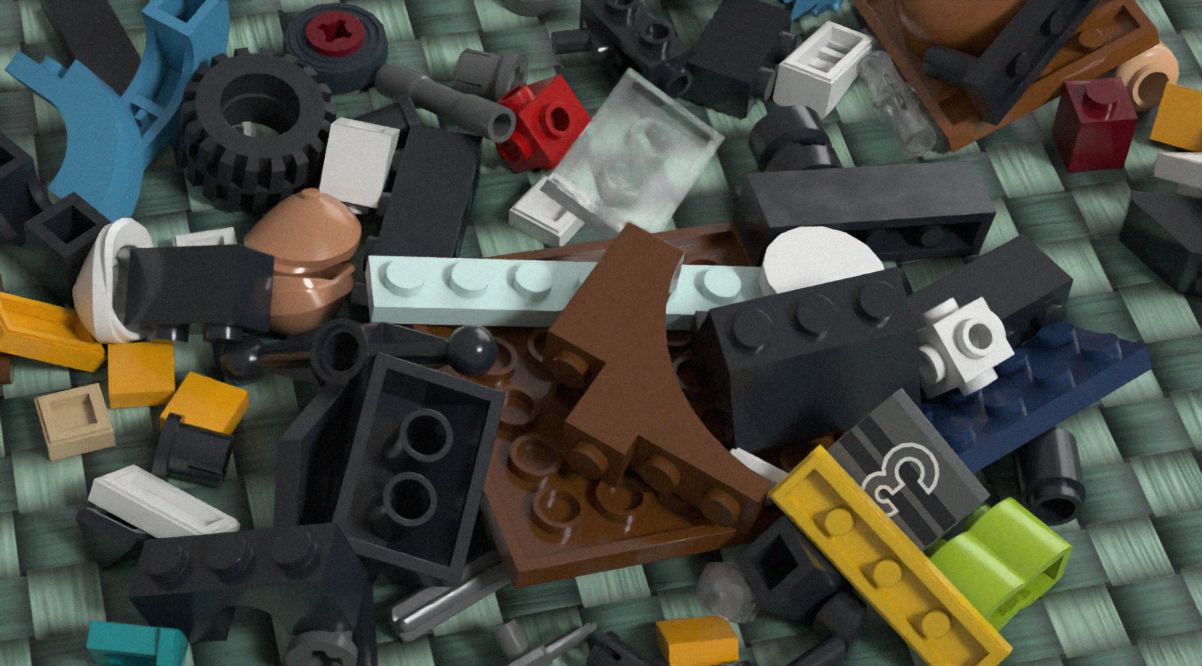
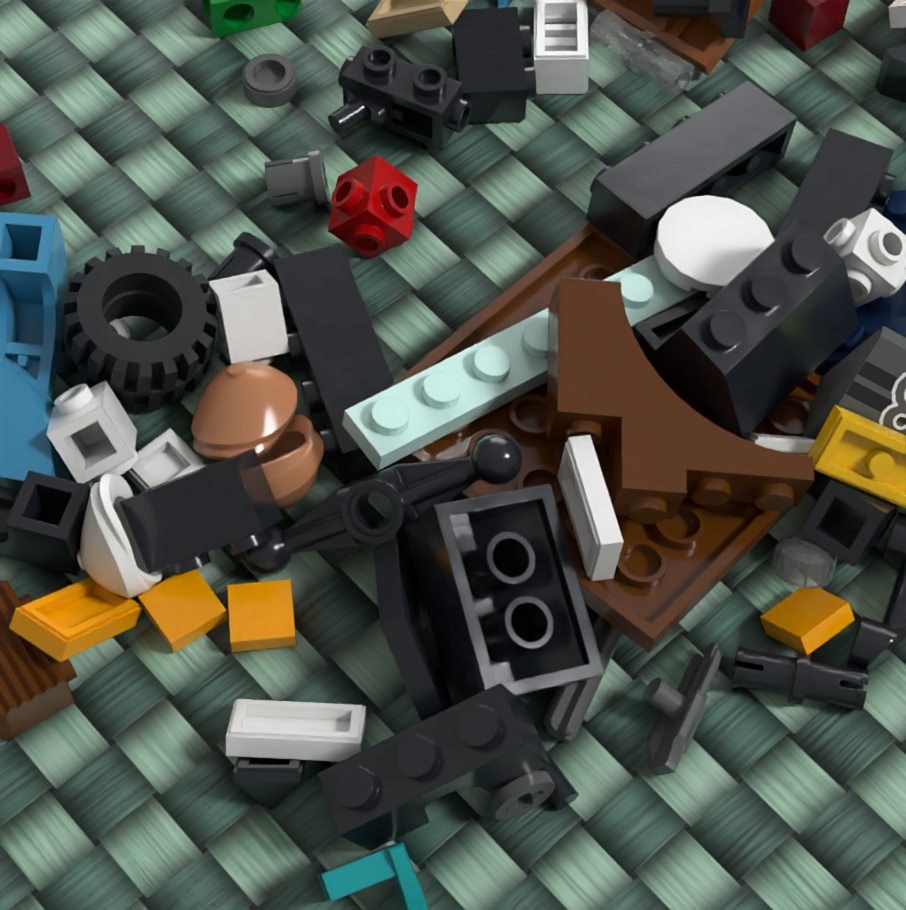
camera: 25 degrees left, 10 degrees up
(74, 421) = (153, 683): tan tile -> none
(157, 191) = (92, 433): none -> white brick
(192, 452) = (283, 661): black bush -> none
(339, 43) = (165, 208): black wheel -> none
(466, 110) = (315, 224): dark grey piece -> none
(532, 432) = (590, 508): none -> white tile
(543, 217) = (426, 283): white tile -> none
(633, 160) = (471, 206): clear tile -> none
(792, 141) = (597, 134): black wheel -> none

